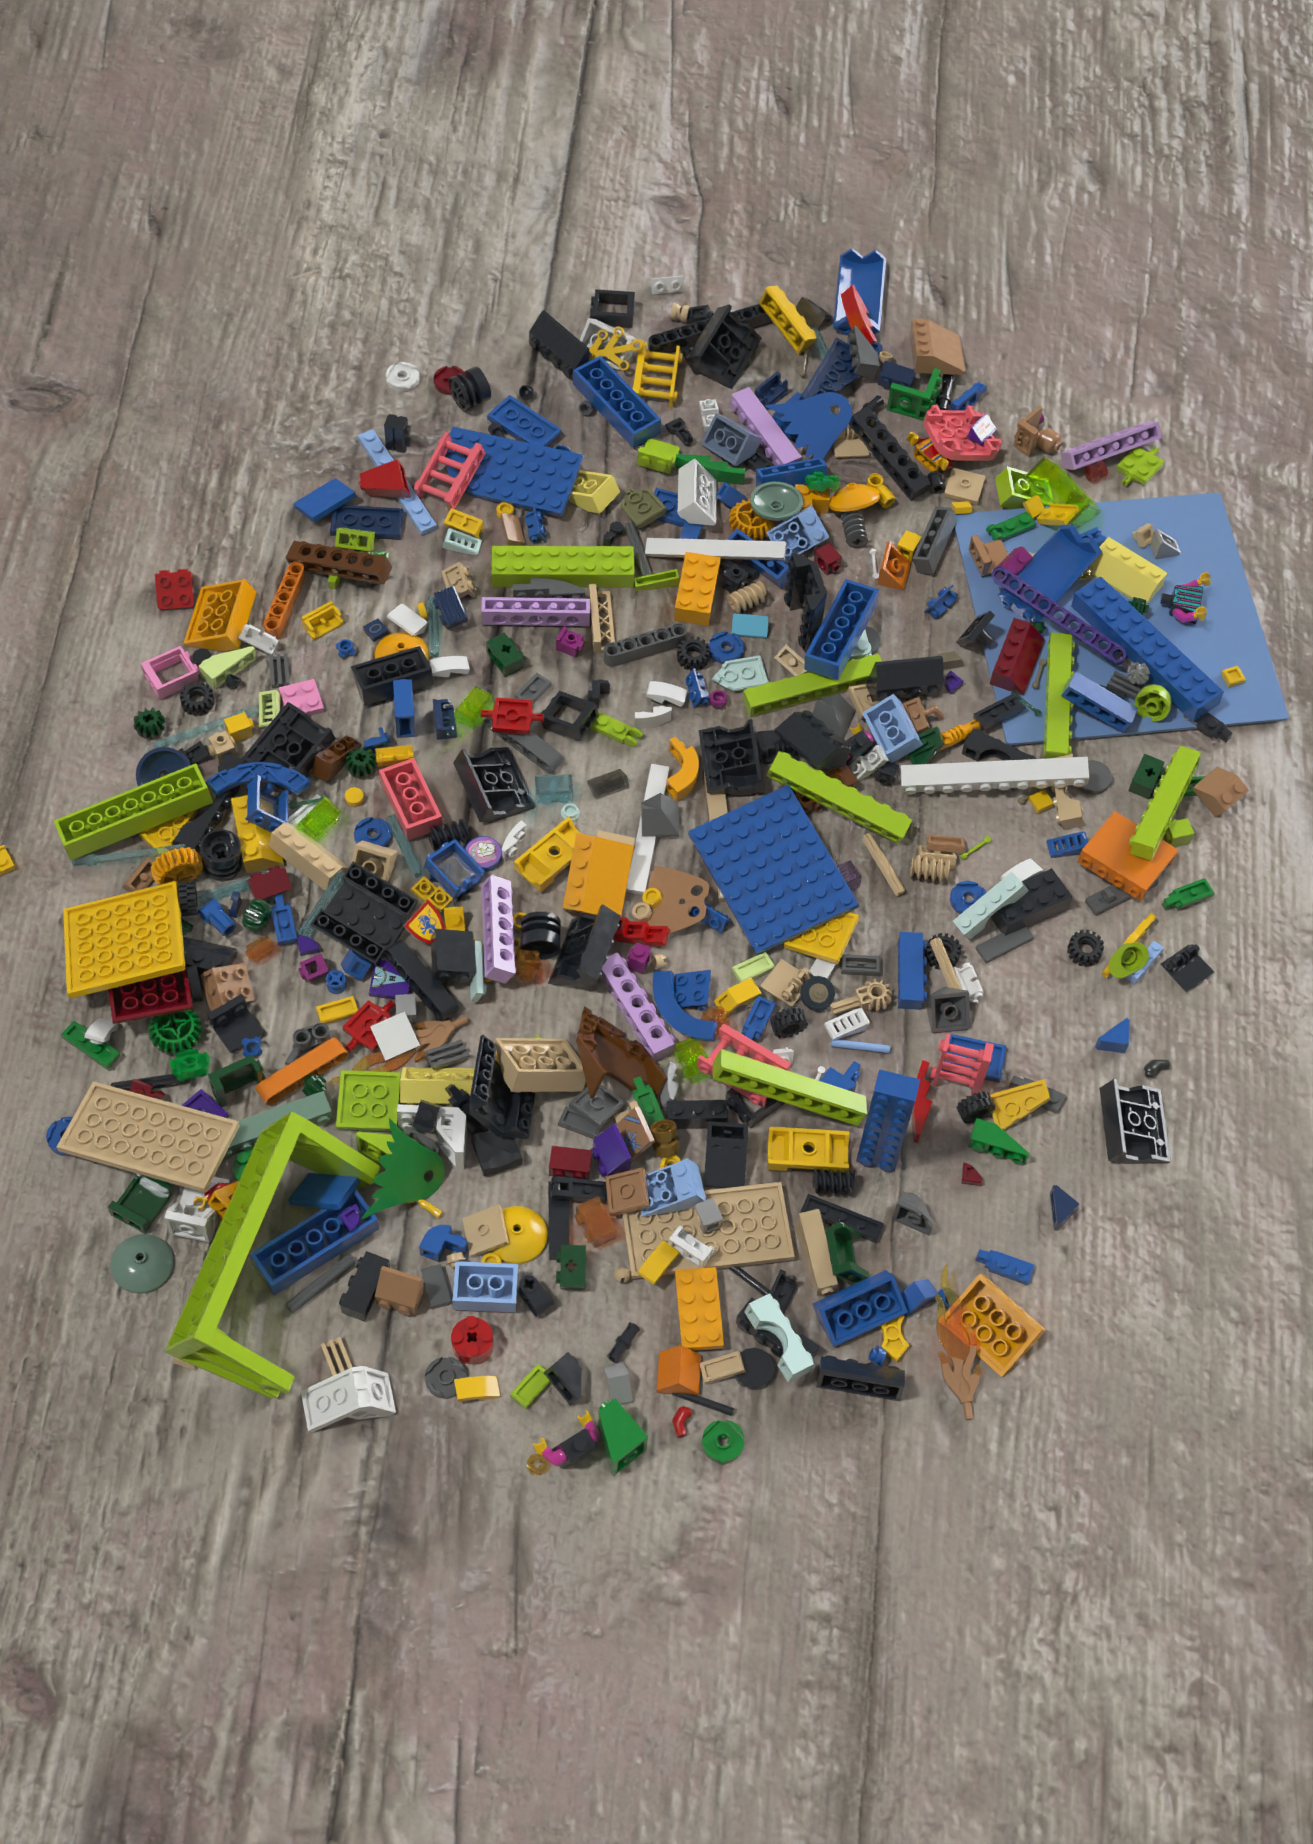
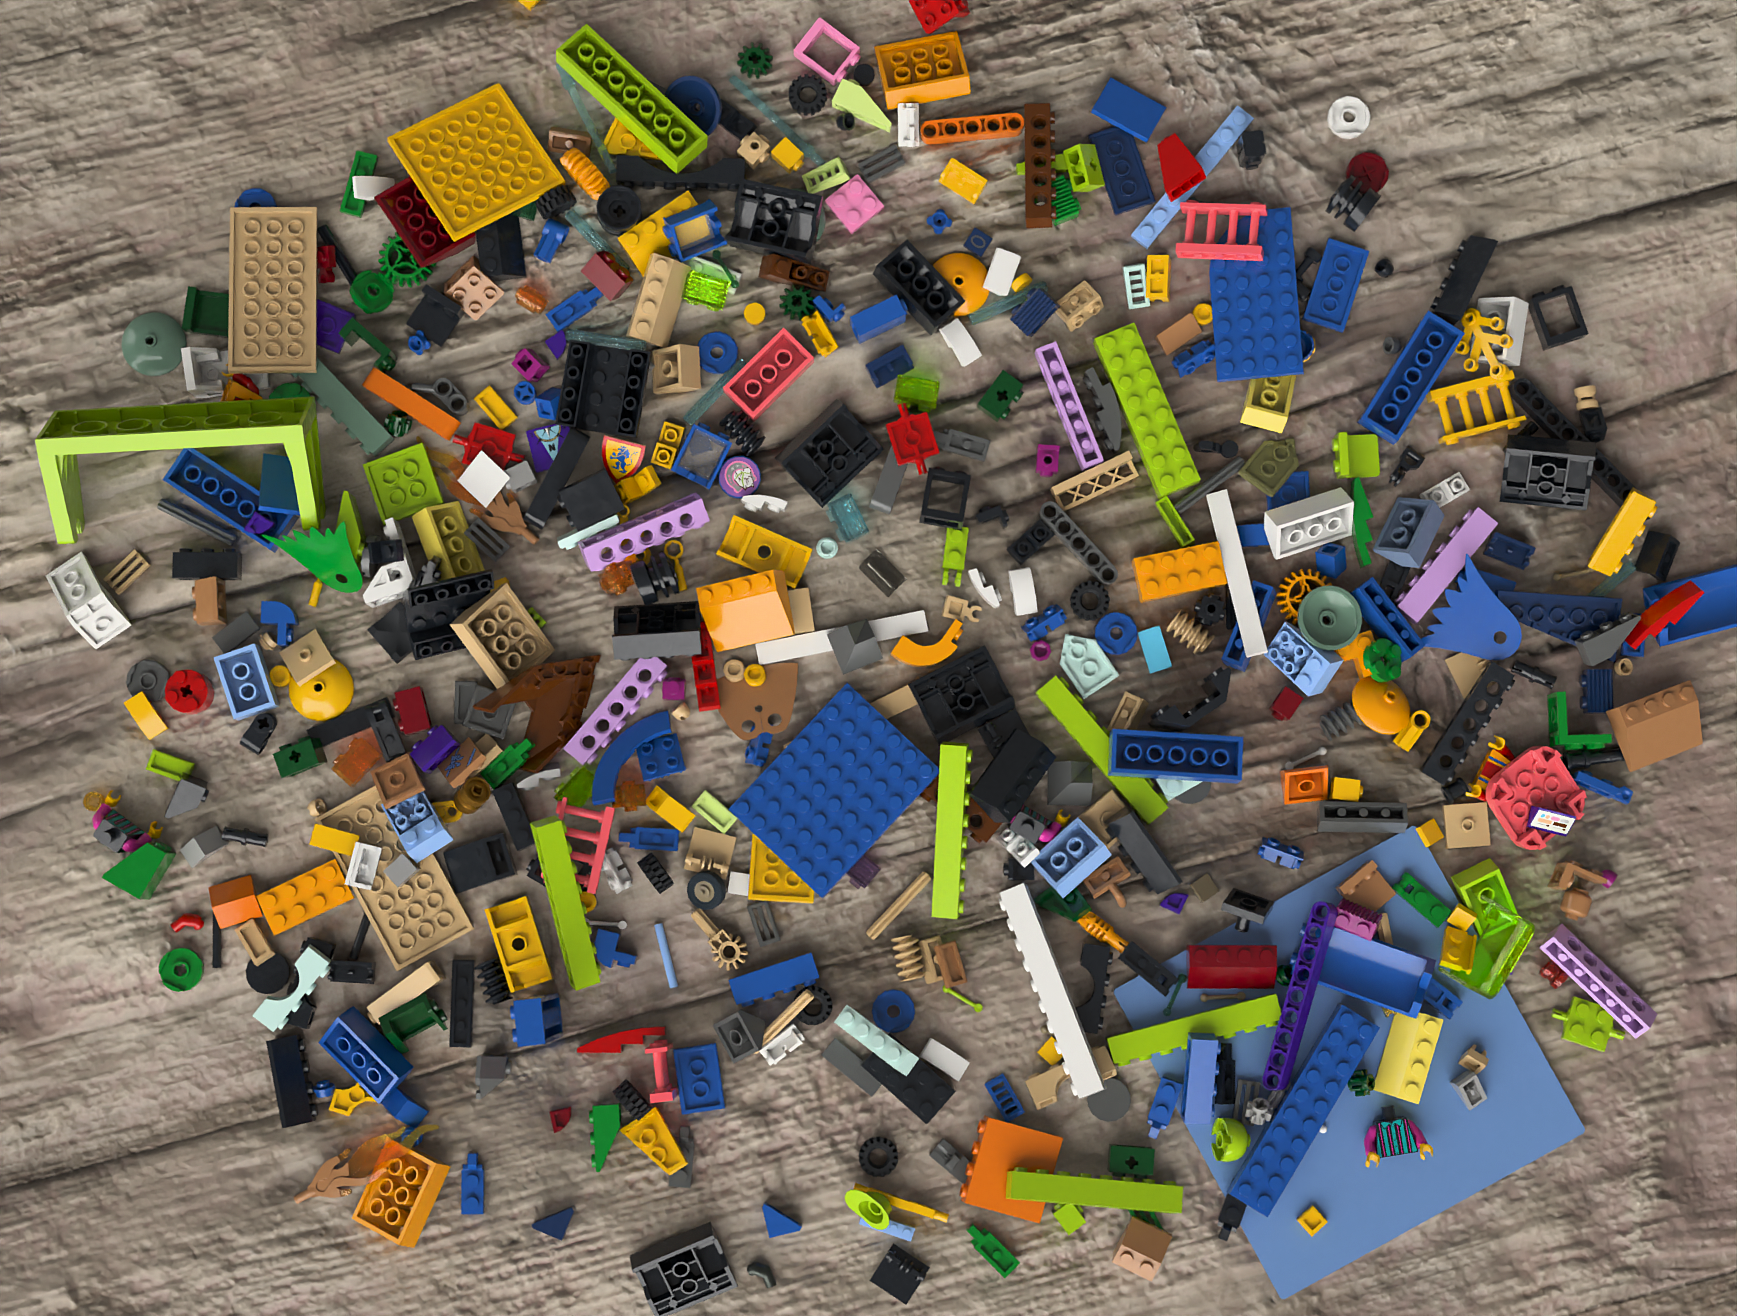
camera: 70 degrees right, 25 degrees up
(194, 983) = (462, 254): black beam -> none
(236, 898) = (575, 251): dark blue tile -> none
(256, 915) = (564, 279): dark green gear -> none
(267, 771) = (728, 205): blue tile -> none
(629, 677) = (1030, 542): none -> black slope
(660, 741) = (957, 609): none -> tan plate
(667, 285) = (1620, 358): white hinge -> none
(858, 1019) = (695, 946): white slope -> none
(1111, 741) = (1163, 1105): none -> blue hinge

